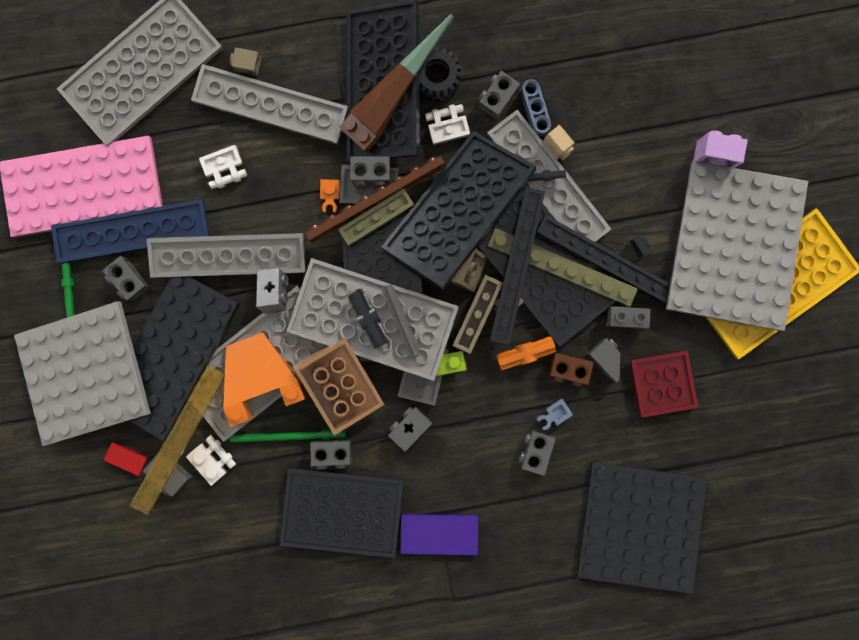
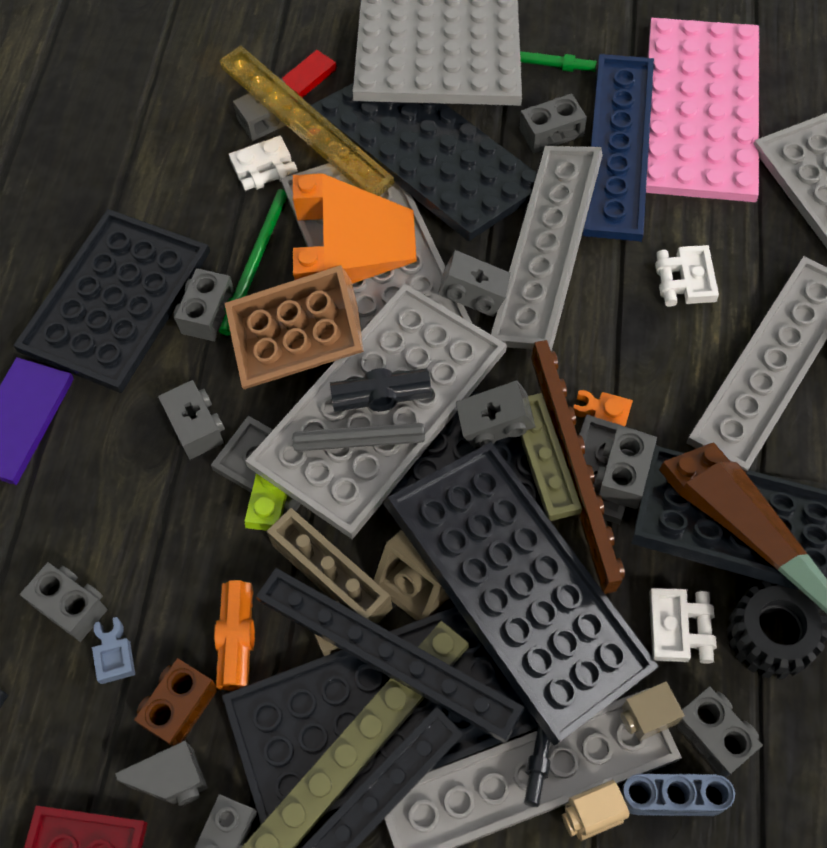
camera: 115 degrees right, 25 degrees down
(369, 259) = (495, 414): none -> dark grey brick
(502, 127) = (651, 711): none -> dark tan brick

